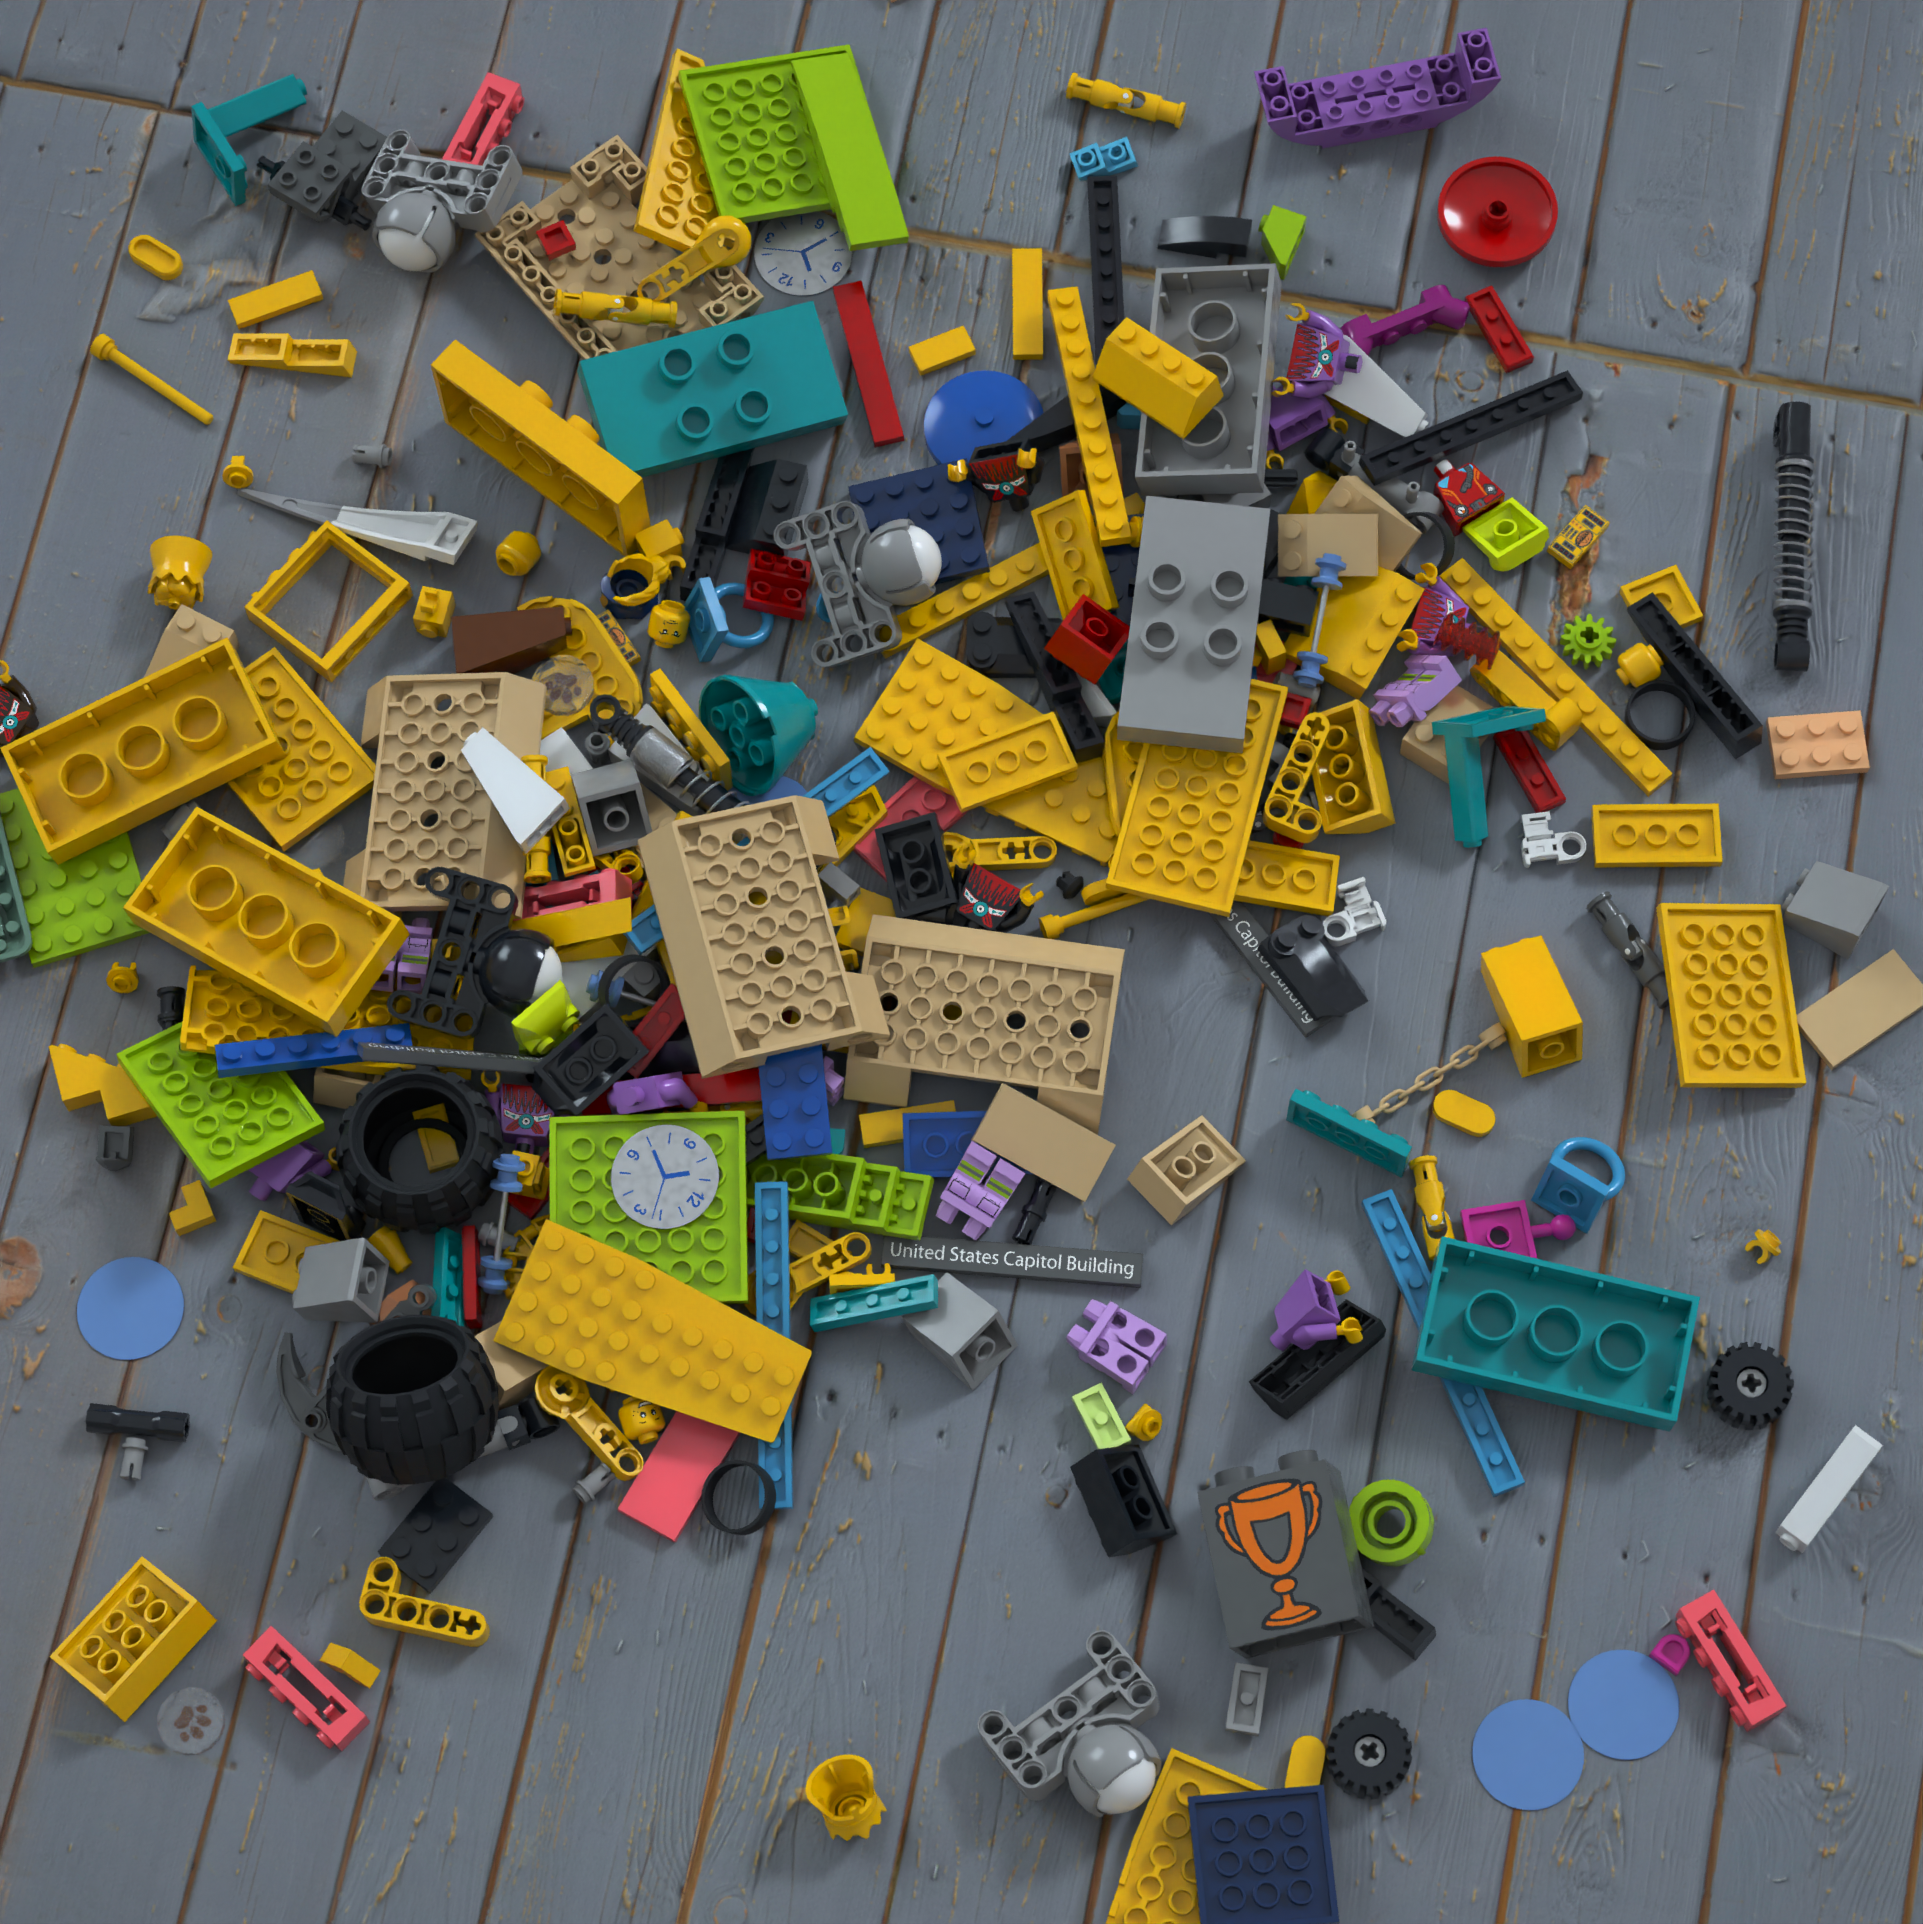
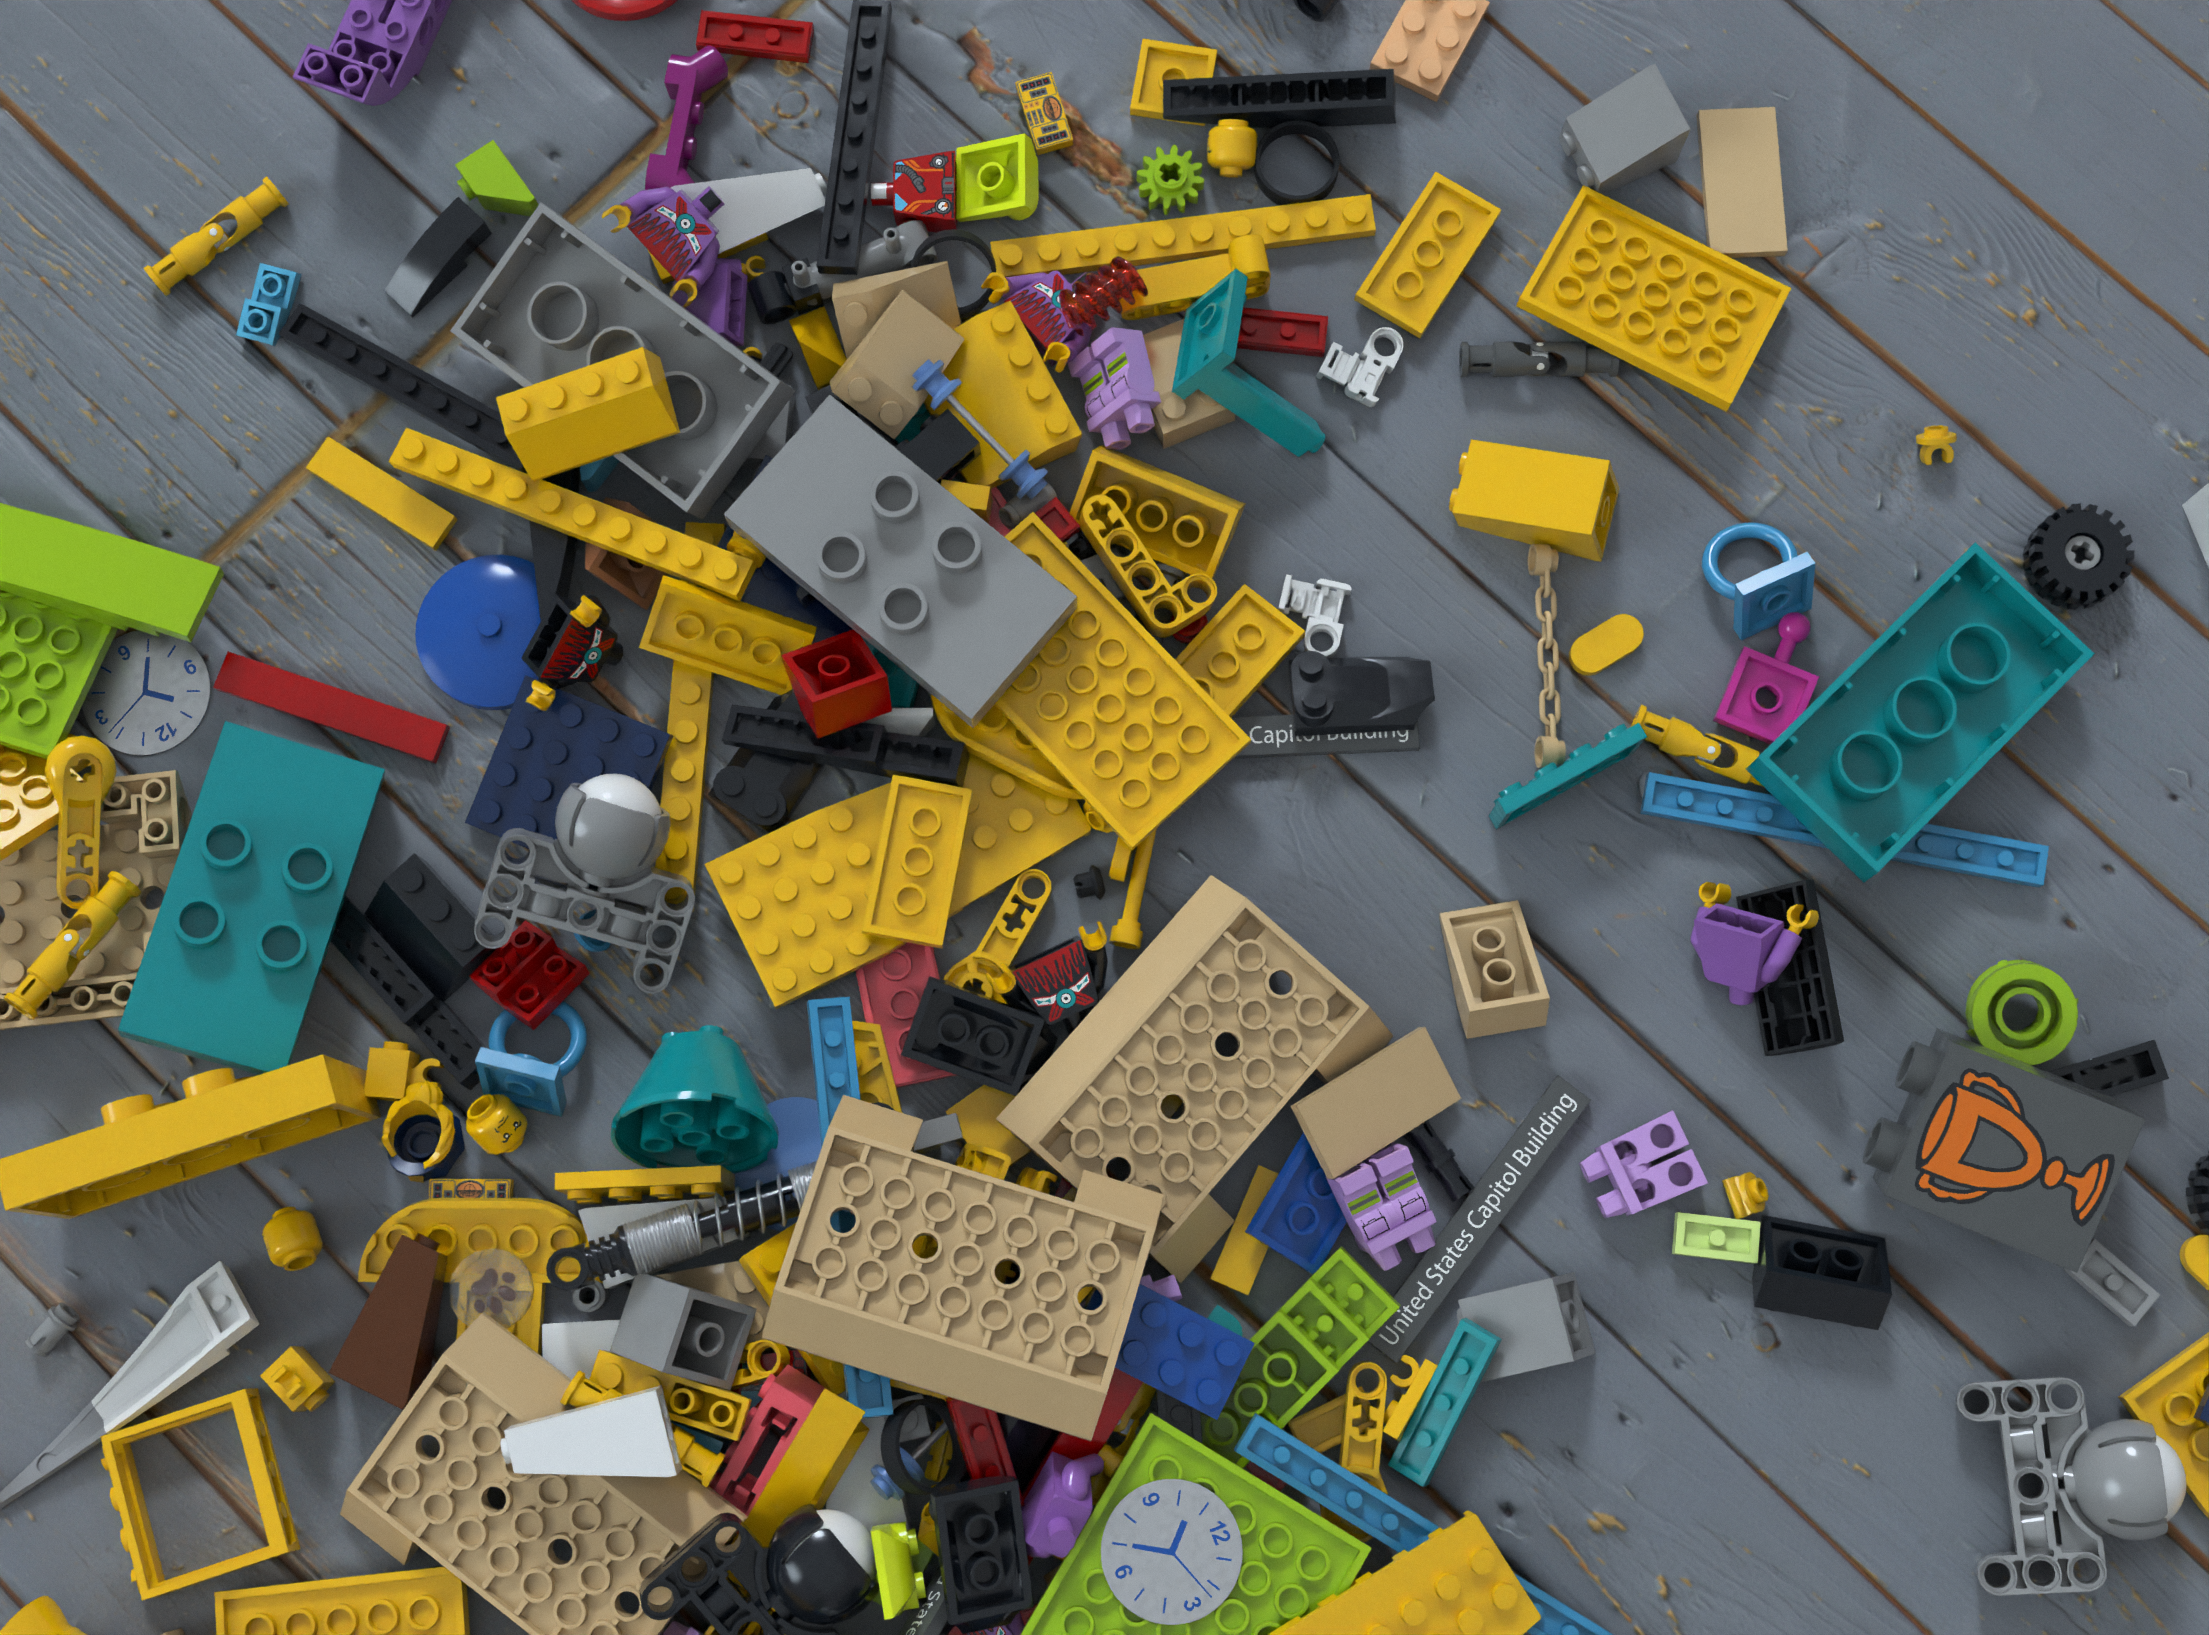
camera: 55 degrees left, 10 degrees up
(942, 350) = (372, 619): yellow tile -> none

